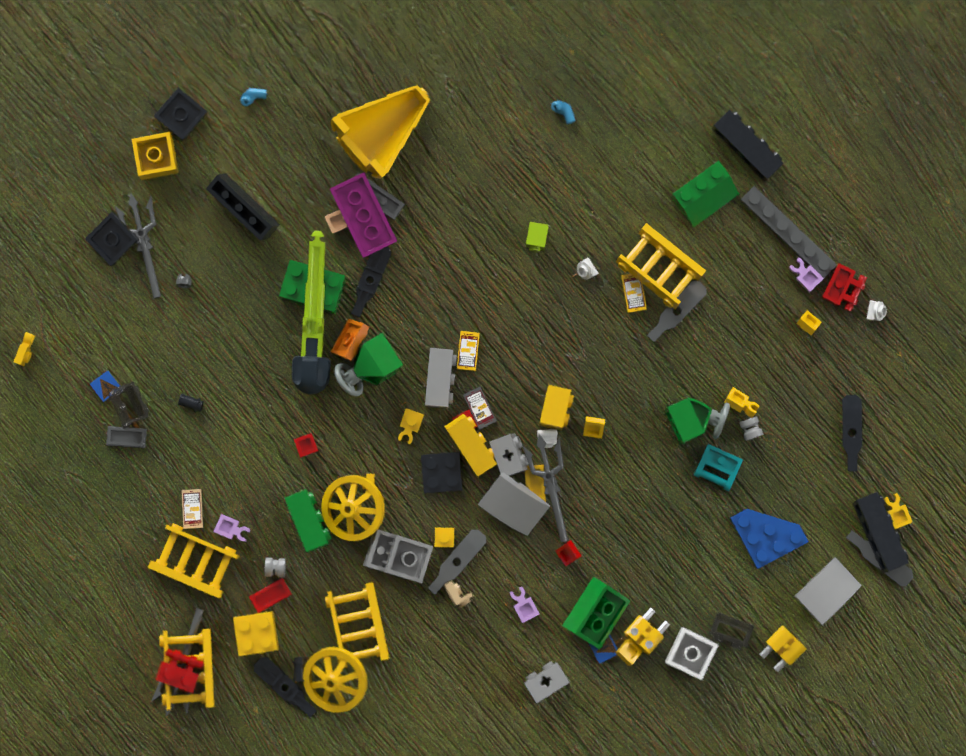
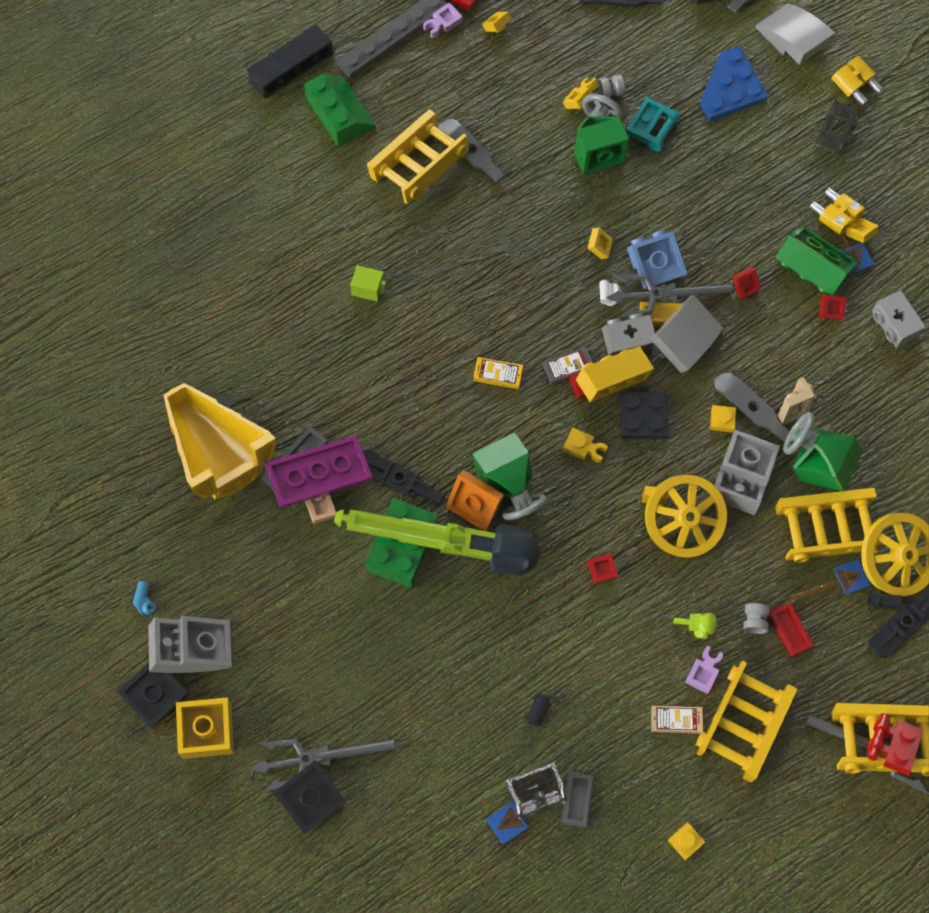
camera: 85 degrees left, 15 degrees down
(102, 519) = (686, 841): none -> yellow plate
(183, 282) = (377, 706): dark grey hinge -> none
(218, 135) = (189, 645): none -> light grey slope
(242, 206) = (288, 619): black brick -> none
(256, 633) = (841, 648): yellow brick -> none
(268, 524) = (702, 624): none -> lime piece
(308, 520) = (701, 569): green brick -> none
(317, 640) = (849, 577): none -> piece
(411, 614) = (825, 456): none -> green piece
(440, 378) = (529, 405): light grey brick -> none
(525, 608) = (809, 335): lavender plate -> none
(552, 626) = (832, 307): none -> red plate
(555, 408) = (576, 276): yellow brick -> none
(564, 109) = (219, 242): dark azure arm -> none
(583, 476) = (657, 257): none -> medium blue plate
(586, 269) = (412, 236): white plate -> none
(633, 294) = (446, 191): tile -> none
(691, 653) = (865, 165): white brick -> none

